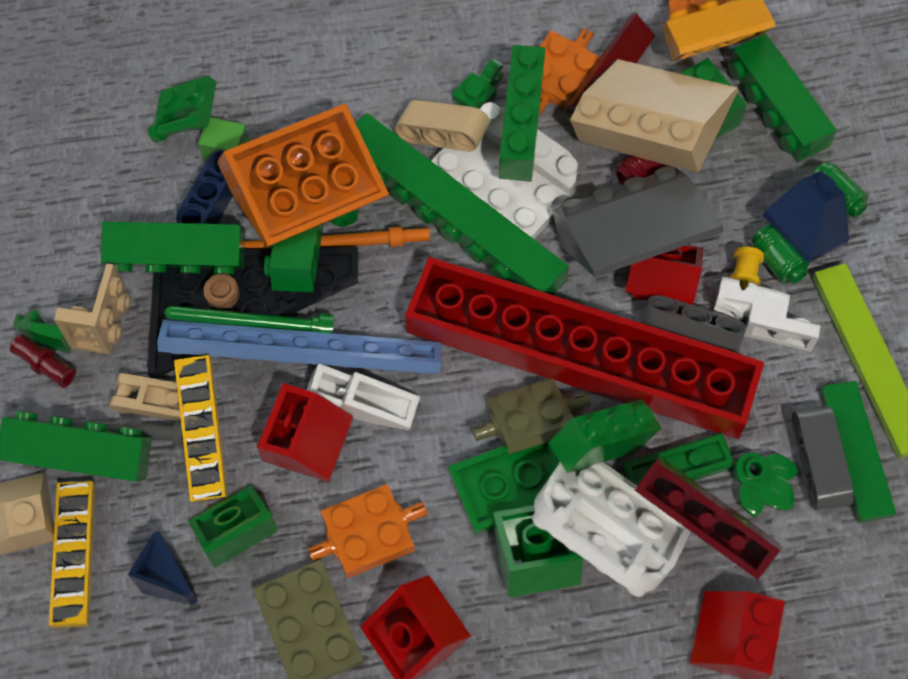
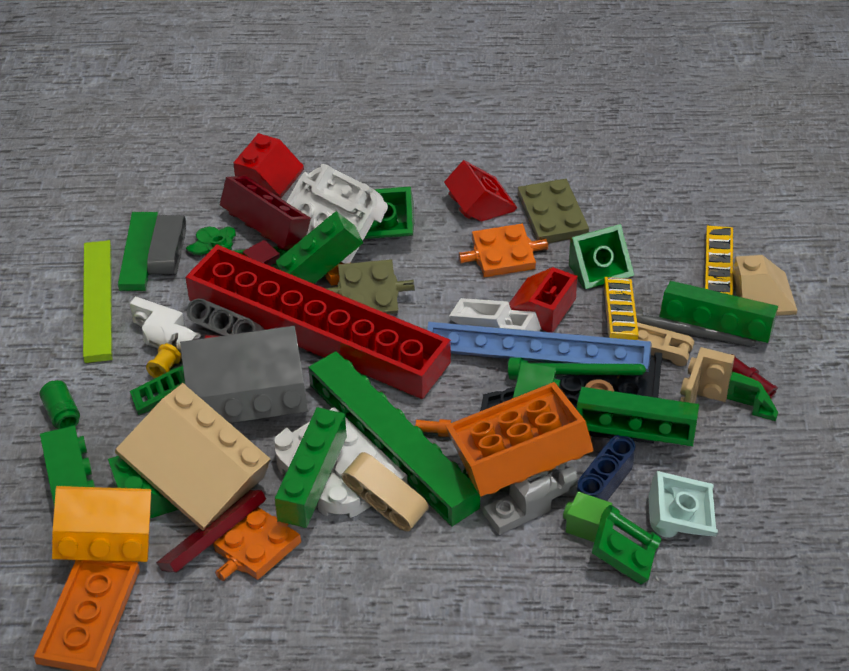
camera: 170 degrees left, 20 degrees down
(126, 166) = (681, 506): none -> light aqua slope
(159, 574) = (651, 234): dark blue slope -> none
(478, 90) = (341, 537): green plate -> none
(501, 481) = (410, 256): green plate -> none
(687, 449) = (263, 253): none -> dark red tile
(720, 252) = (169, 380): none -> green slope
(780, 255) = (131, 365): green head -> none
(811, 216) = (99, 382): dark blue slope -> none

